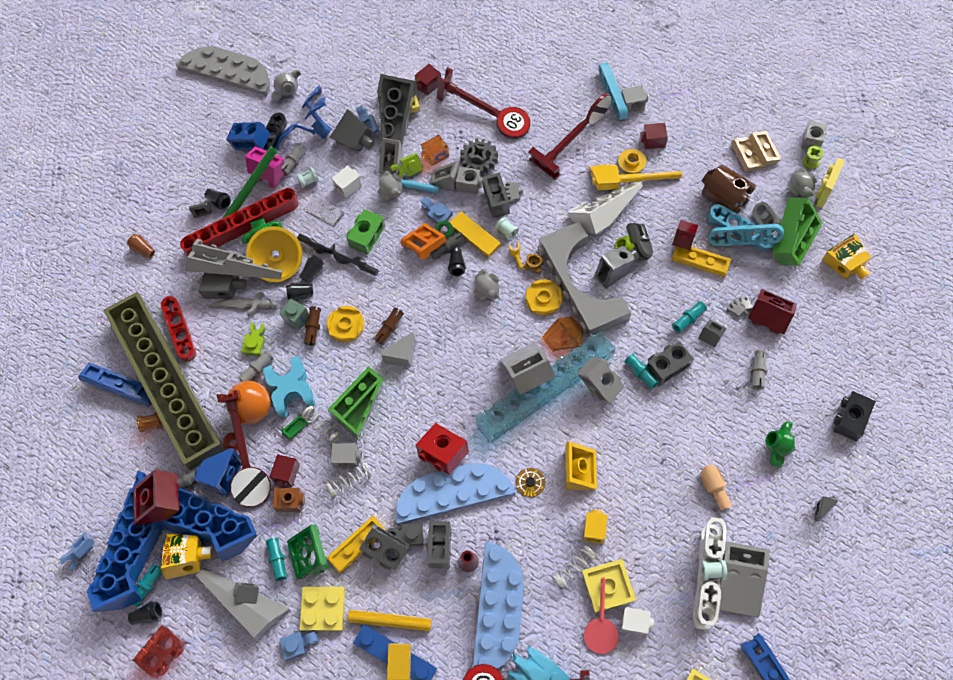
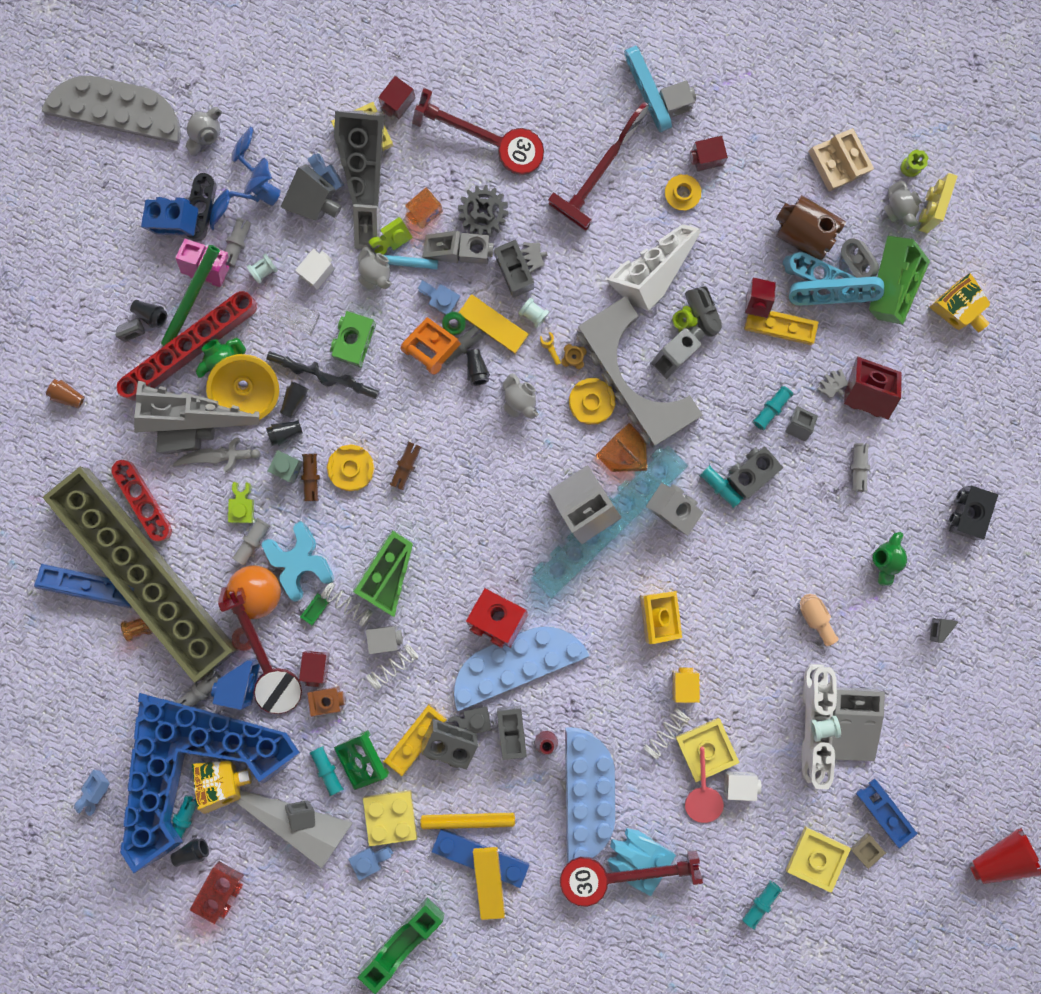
camera: 15 degrees left, 20 degrees up
(156, 497) = (171, 729): dark red slope -> none
(400, 352) = (428, 499): light grey slope -> none
(530, 482) = (604, 639): pearl gold piece -> none
(608, 178) = (653, 224): yellow piece -> none
(814, 134) = (921, 123): light grey brick -> none

